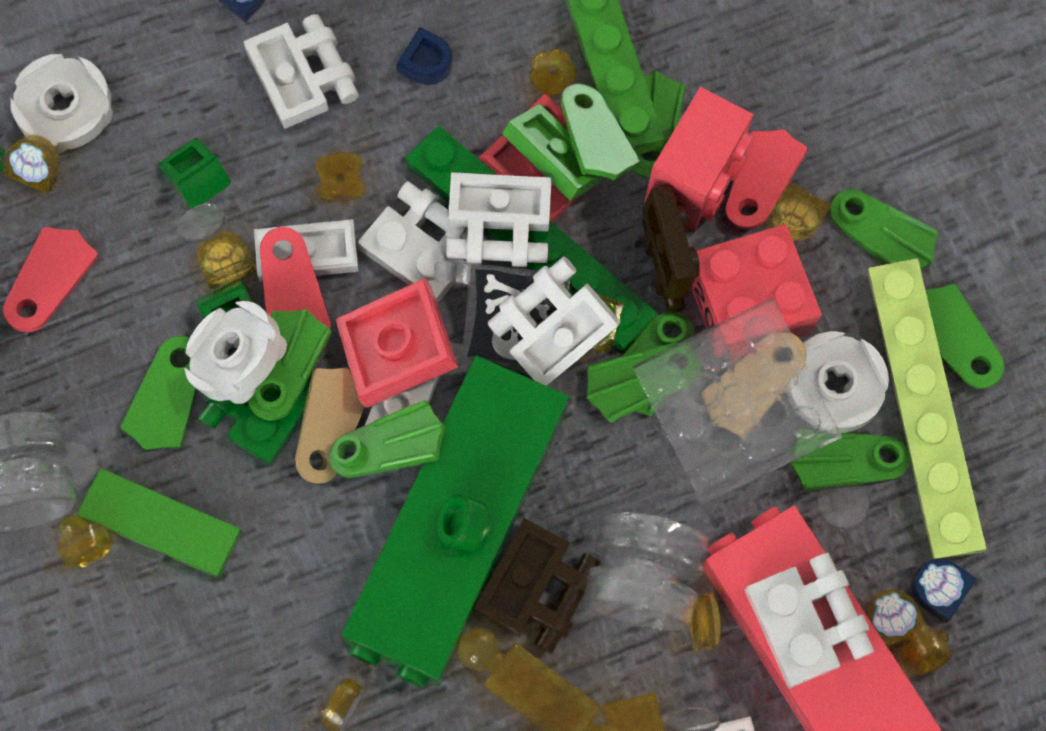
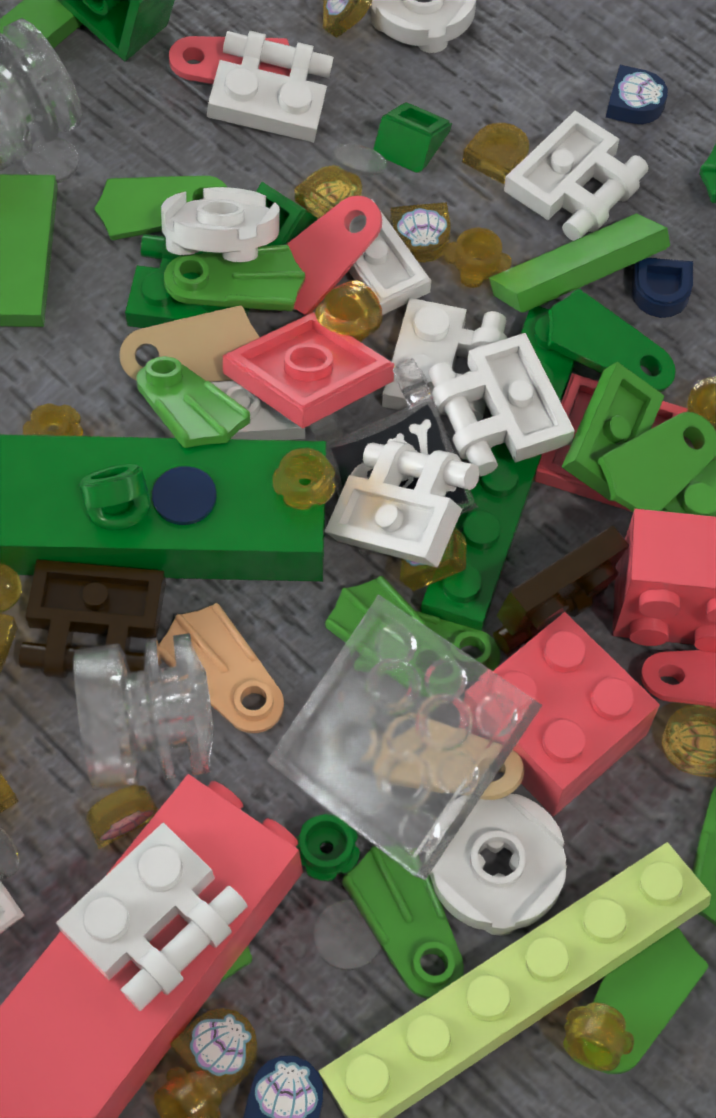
camera: 70 degrees right, 10 degrees down
(103, 270) = (265, 98): none -> white plate
(244, 115) = (496, 150): none -> clear yellow tile
(293, 204) = (423, 229): none -> tile
(350, 543) = (49, 414): none -> clear yellow plate
(355, 291) = (351, 310): none -> clear yellow tile
(384, 106) = (579, 262): none -> bright green tile
(470, 120) = (600, 338): none -> green piece
(479, 475) = (184, 495): none -> dark blue piece
(511, 369) = (299, 465): none -> clear yellow plate
(581, 508) = (230, 668): none -> light nougat piece
(789, 481) = (332, 830): none -> green plate
(983, 372) = (597, 1036): none -> clear yellow plate

